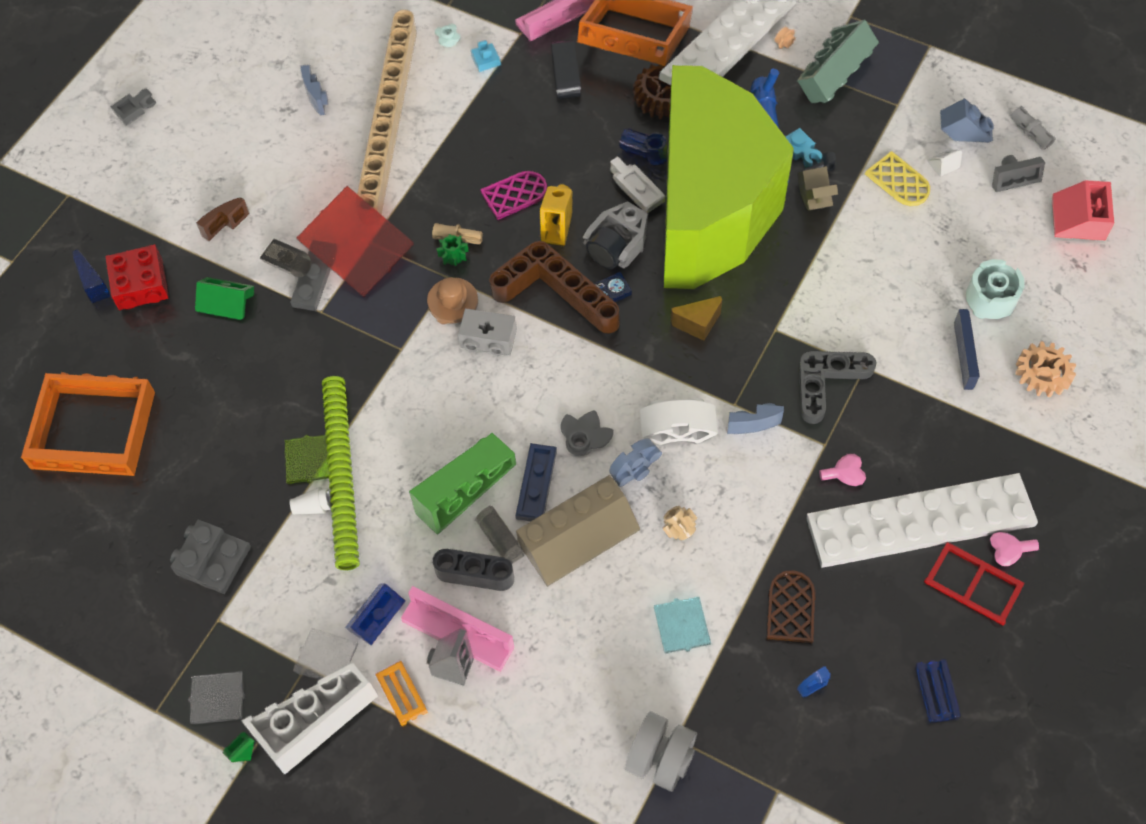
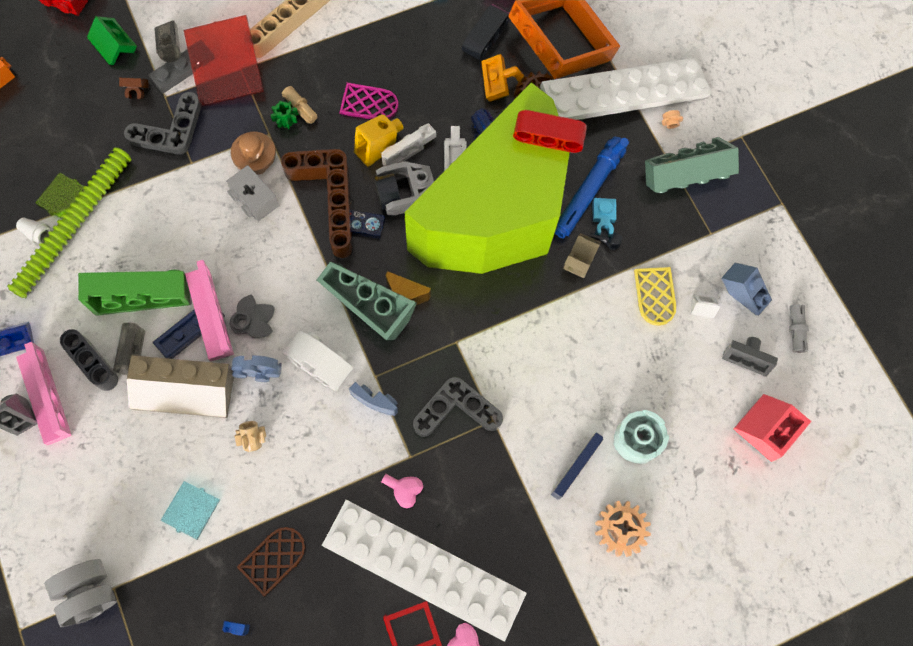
camera: 30 degrees right, 10 degrees up
(285, 317) = (133, 84): none -> reddish brown tile
(362, 338) = (172, 135): none -> dark grey beam
(548, 449) = (209, 312): none -> bright pink fence
(587, 203) = (408, 146): none -> white hinge
(610, 99) = (496, 77): none -> light orange plate
(682, 340) = (374, 304): none -> sand green wedge
(727, 88) = (550, 131): none -> red beam

